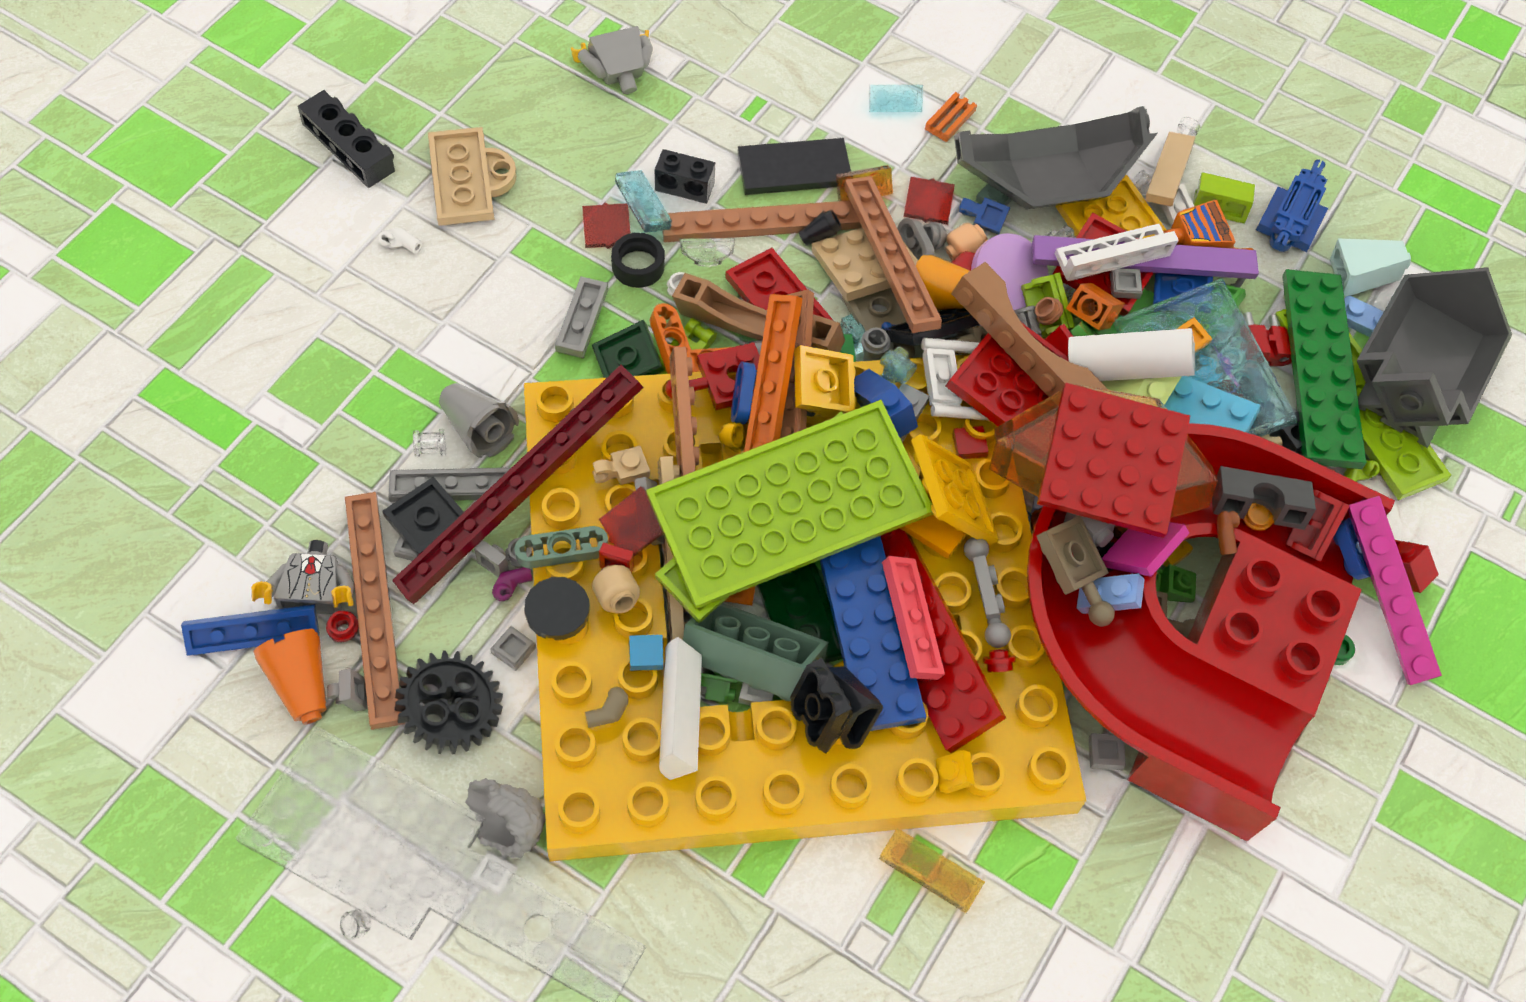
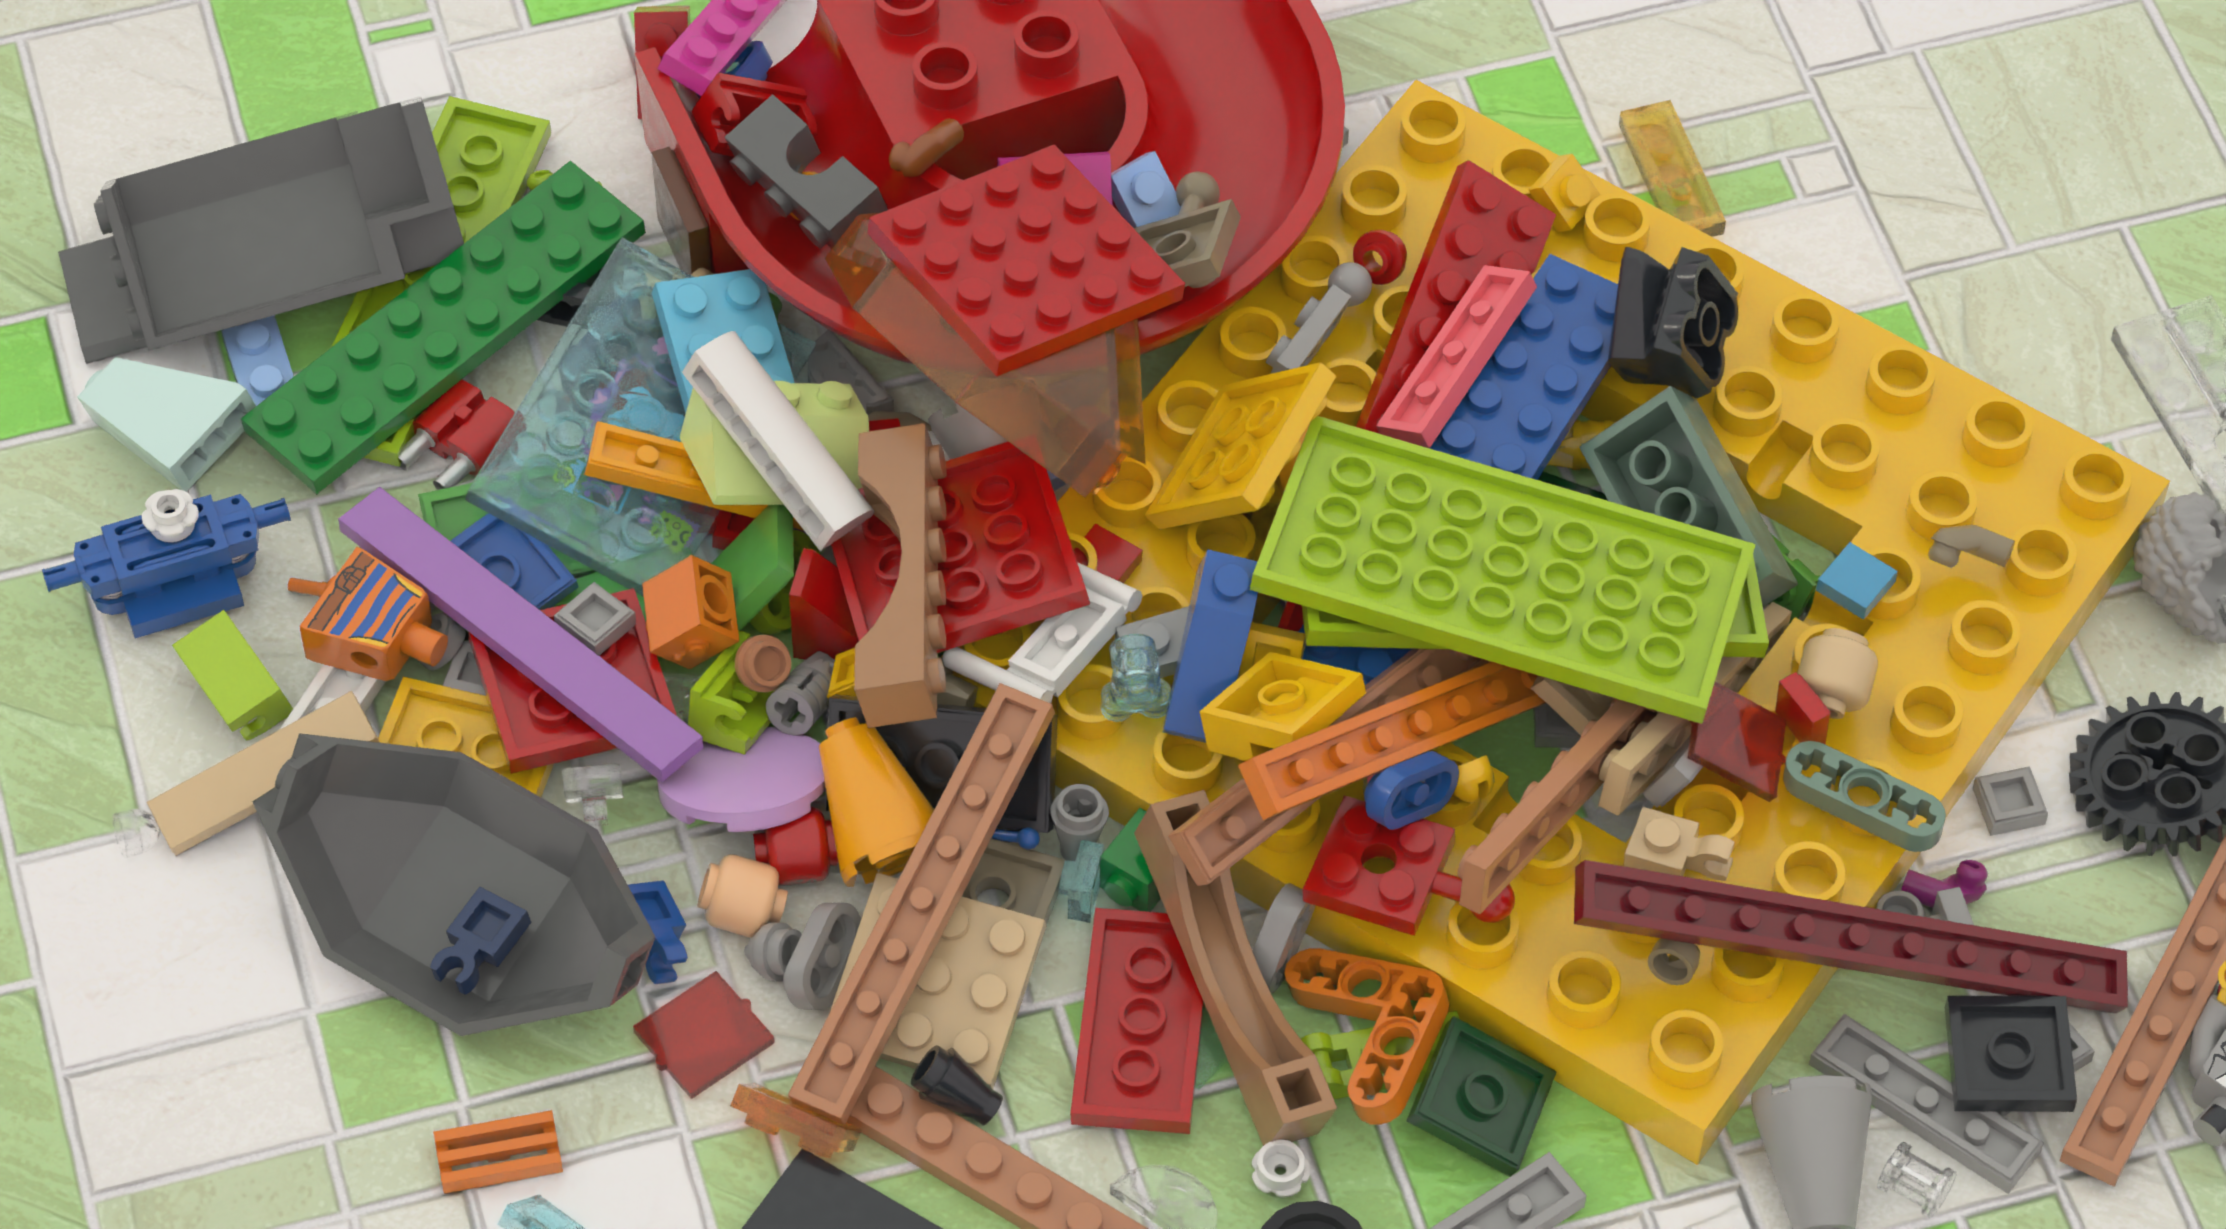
camera: 135 degrees left, 5 degrees down
(557, 608) = (1937, 719): black tile -> none
(680, 710) = (1870, 481): white brick -> none
(1031, 162) = (481, 932): none -> dark blue plate
(1115, 256) = (582, 635): white fence -> none
(1308, 202) = (174, 525): none -> white plate

